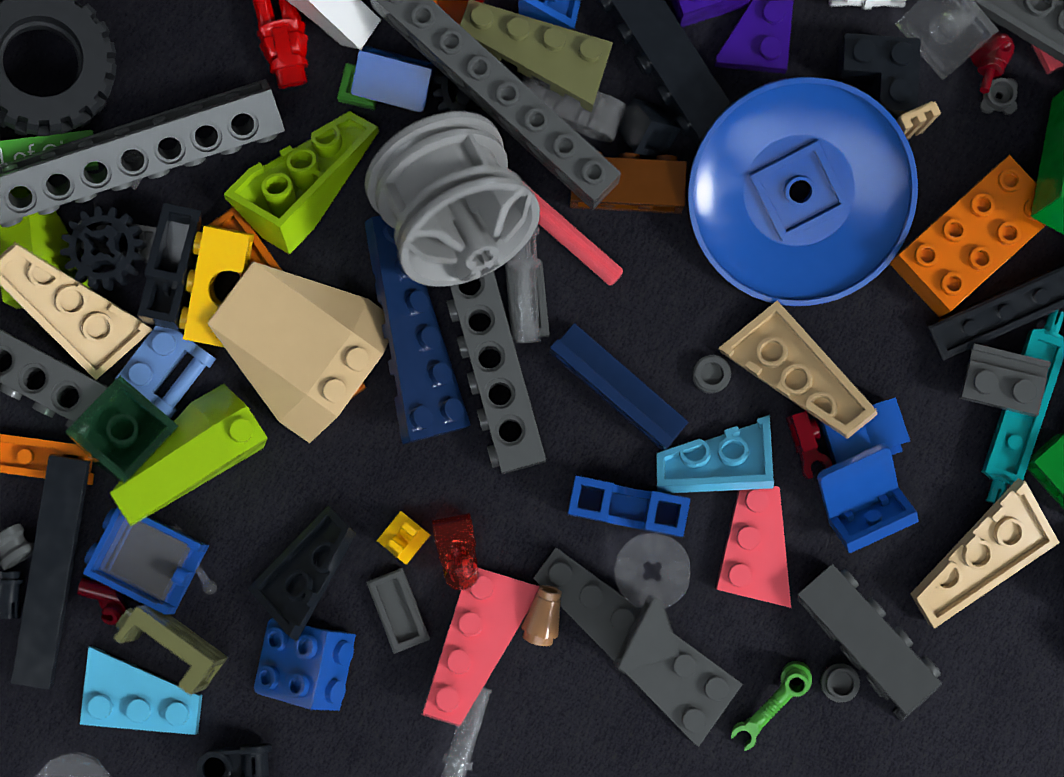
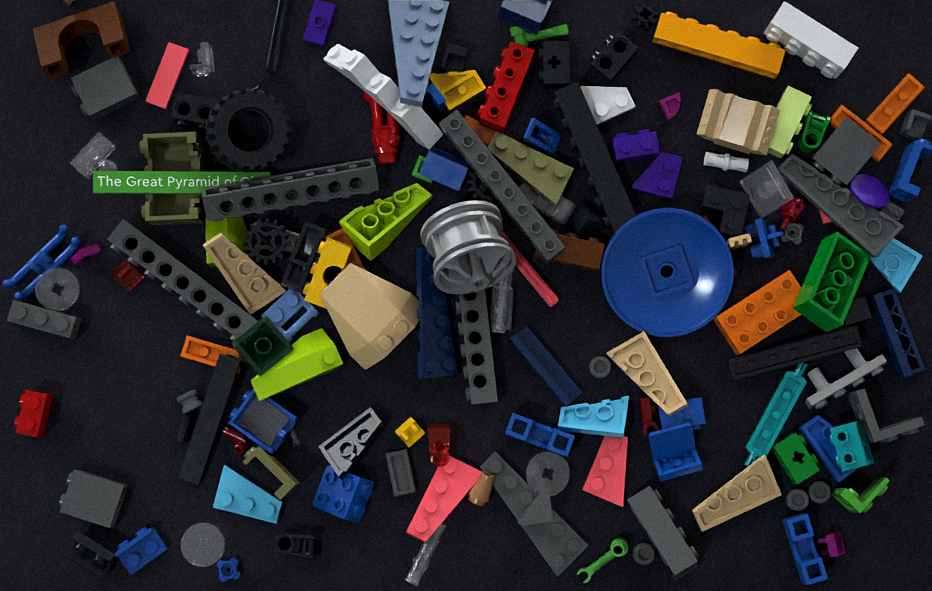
camera: 15 degrees right, 0 degrees up
(956, 129) = (760, 229): none -> blue hips
(1005, 380) = (765, 397): dark grey plate -> none

